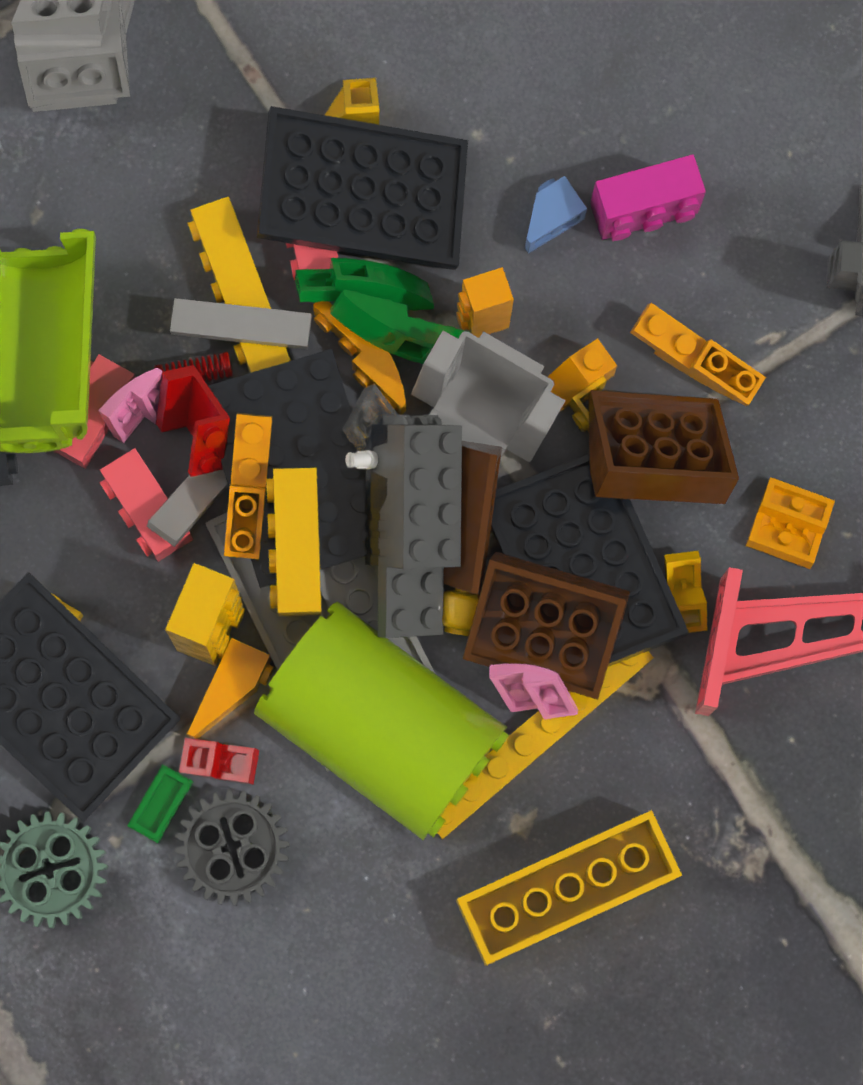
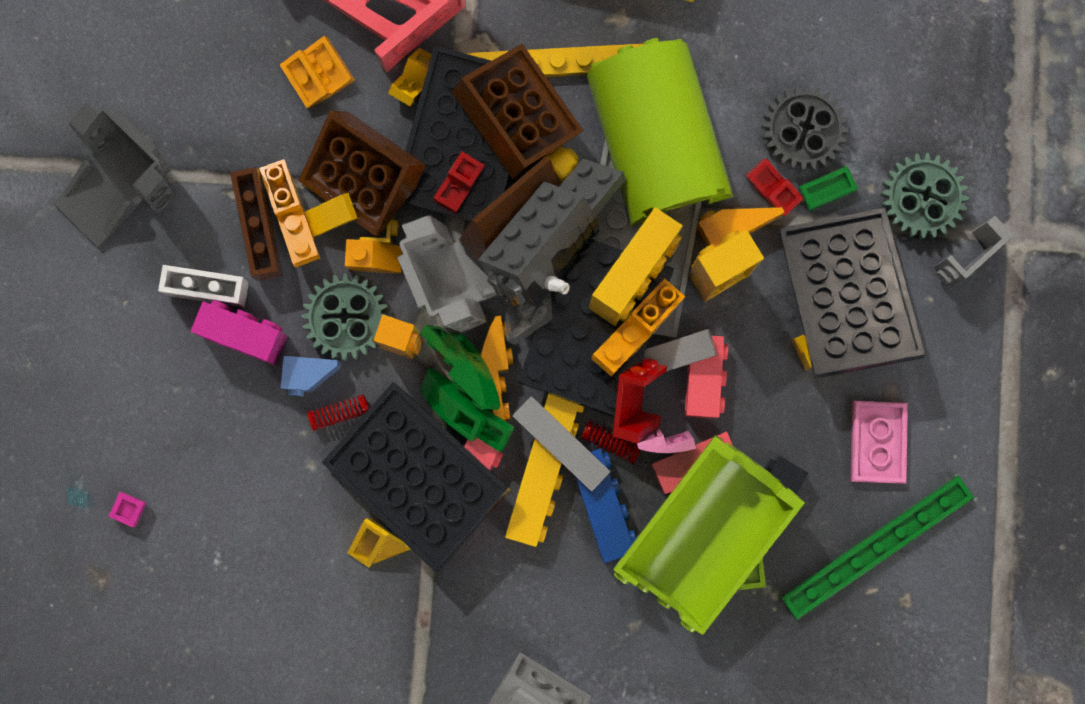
camera: 135 degrees left, 5 degrees up
(143, 296) = (606, 514): none -> blue brick
(475, 223) = (363, 406): none -> red piece
(532, 688) = (553, 76): bright pink slope -> none
(550, 510) = (458, 182): none -> red slope
(577, 318) = (347, 293): none -> sand green gear
(654, 382) = (331, 215): none -> yellow tile
(720, 316) = (256, 224): none -> reddish brown brick
(722, 218) = (203, 286): none -> white brick

